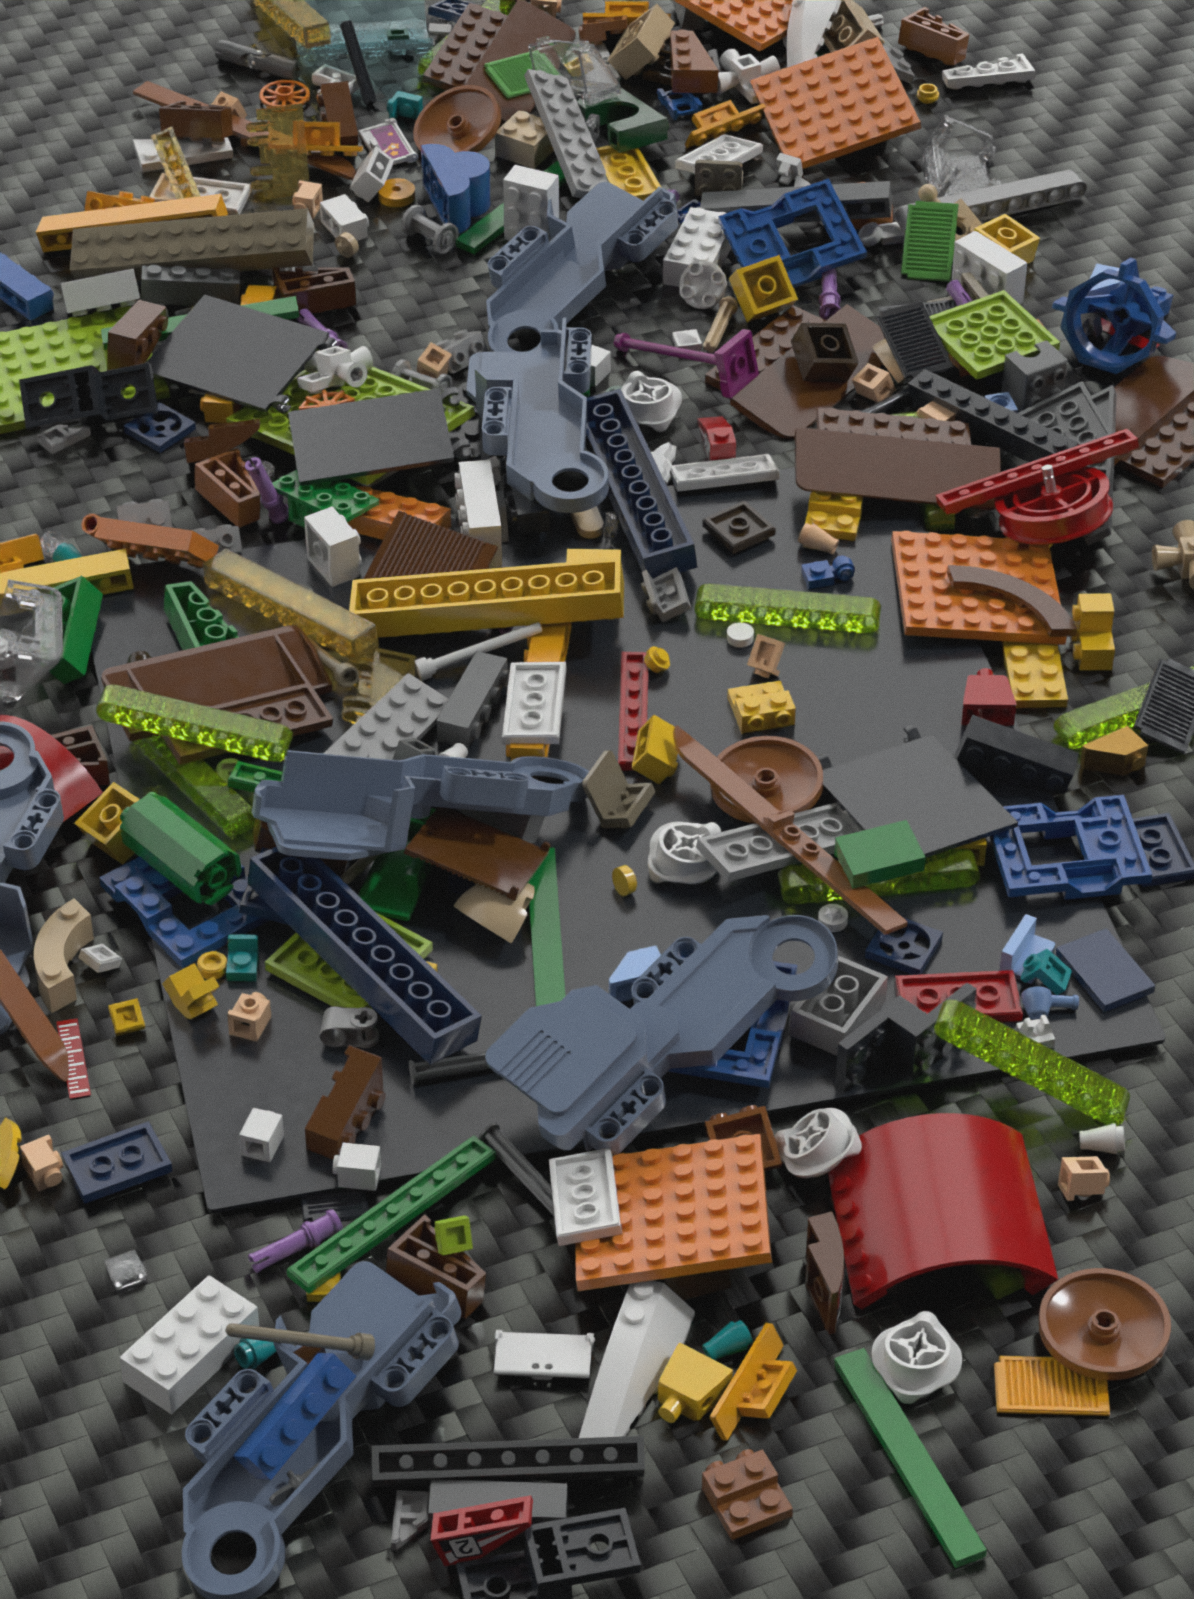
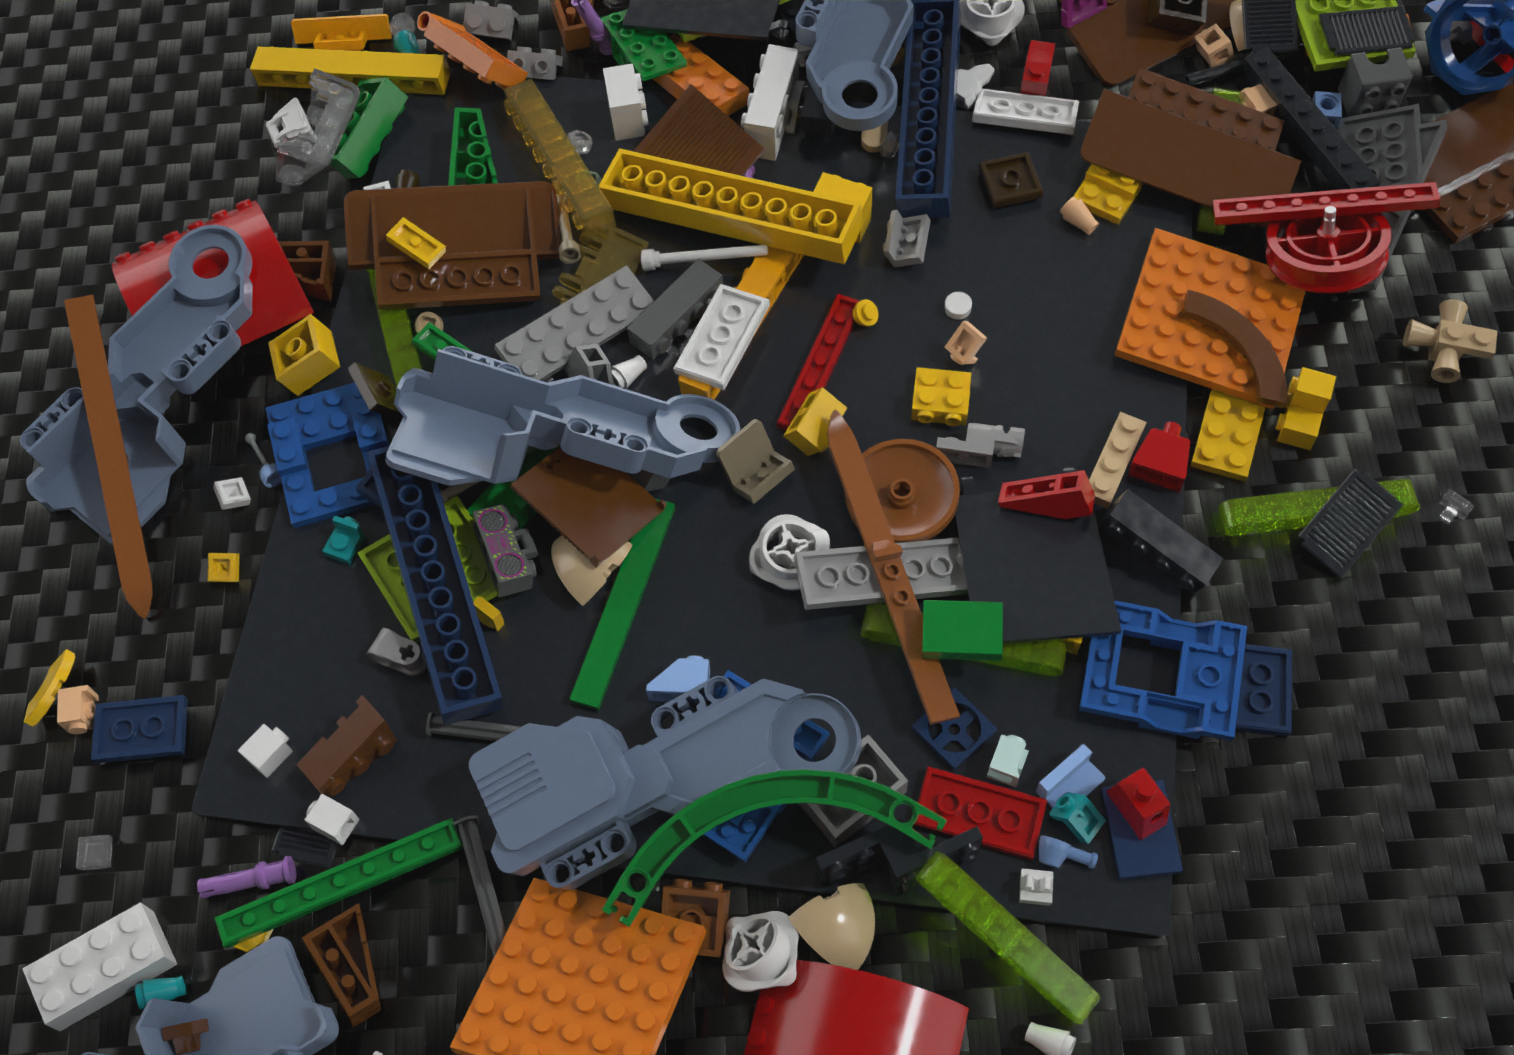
camera: 25 degrees right, 20 degrees up
(55, 946) = (190, 477): tan brick -> none
(78, 1079) = (164, 594): sticker -> none
(131, 932) = (267, 469): none -> light blue hinge
(180, 848) = (327, 410): green brick -> none
(190, 991) = (279, 566): yellow brick -> none
(194, 723) = (401, 274): clear neon green beam -> none
(195, 692) = (416, 243): none -> yellow plate
(212, 964) = (317, 535): yellow tile -> none
(219, 829) = (376, 390): none -> dark brown plate
(249, 1009) = (319, 608): light nougat brick -> none
(360, 1345) = (227, 1039): dark tan piece -> none
(414, 917) = (499, 546): none -> dark grey piece
(453, 1235) = (361, 949): lime tile -> none
(585, 1197) = (509, 940): white tile -> none
(624, 880) = (720, 564): yellow tile -> none
(777, 993) = (755, 793): none -> green piece
(788, 608) = (1016, 289): clear neon green beam -> none
(821, 574) = (1065, 256): blue plate -> none
(821, 728) = (981, 444): none -> light grey plate
(833, 917) = (898, 673): white tile -> none
(873, 1100) = (839, 925): none -> tan brick
(906, 743) = (1053, 496): none -> red slope
(945, 711) = (1115, 458): none -> tan plate
(965, 950) = (1008, 760): none -> light aqua window
(1009, 335) = (1367, 30): none -> black window
(1096, 938) = (1140, 801): none -> red torso
(1115, 753) = (1267, 559): pearl gold slope -> none

